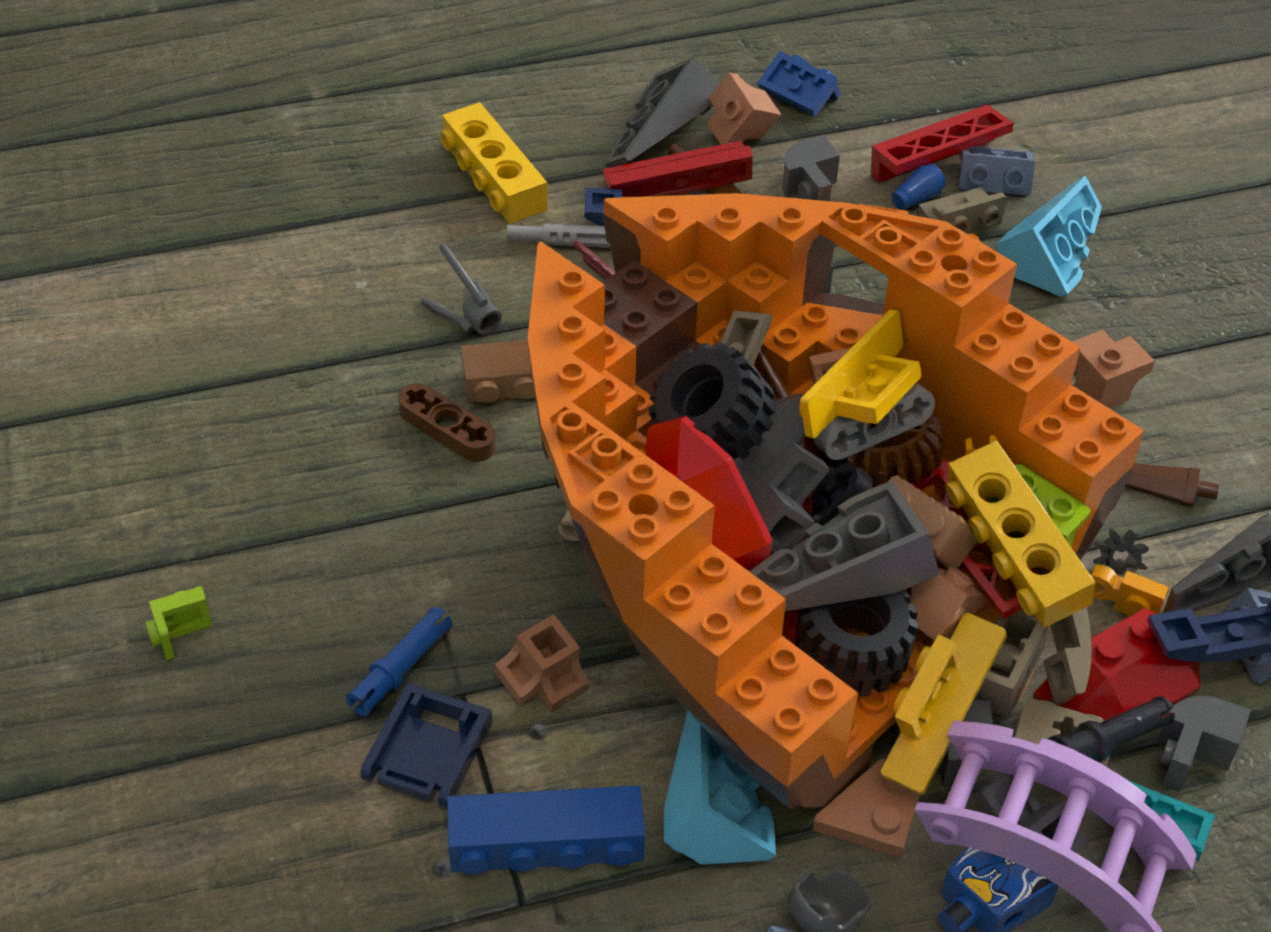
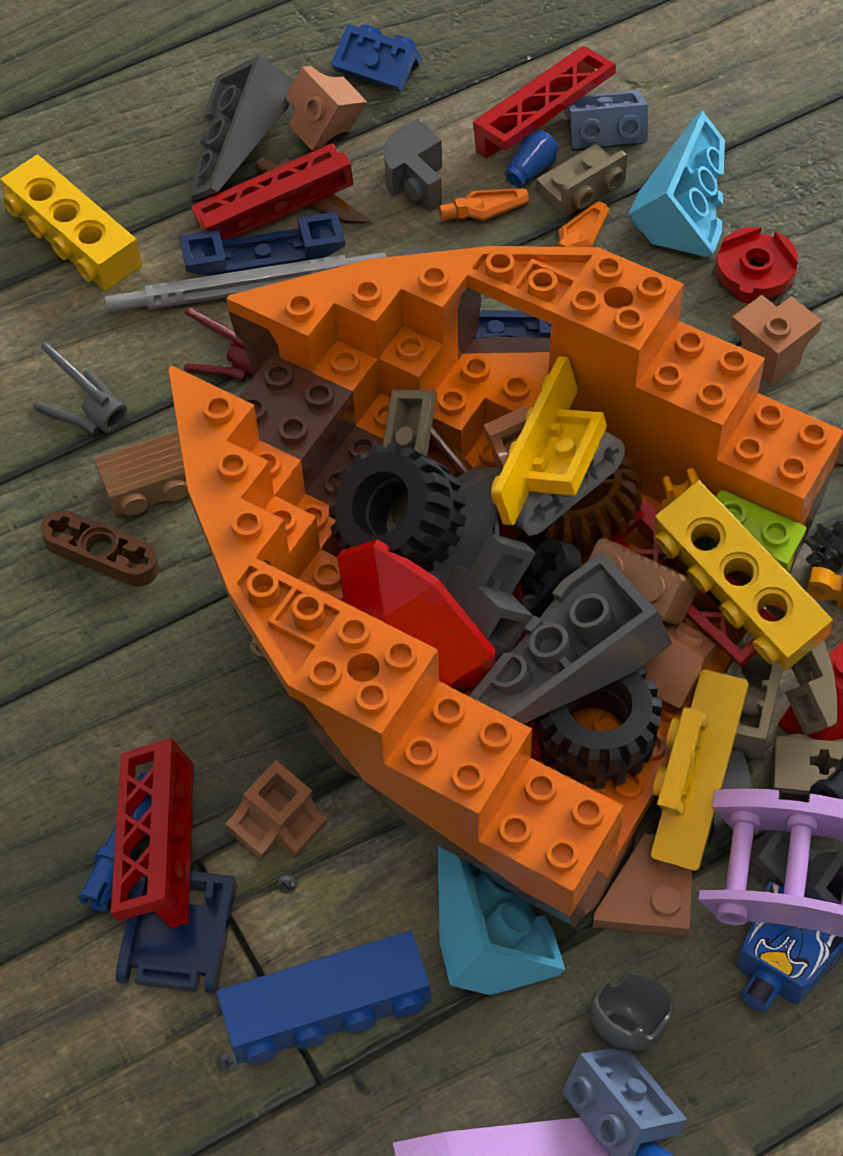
camera: 10 degrees left, 10 degrees up
(442, 654) = (165, 823): none -> red fence
(1124, 308) = (751, 281): none -> red plate

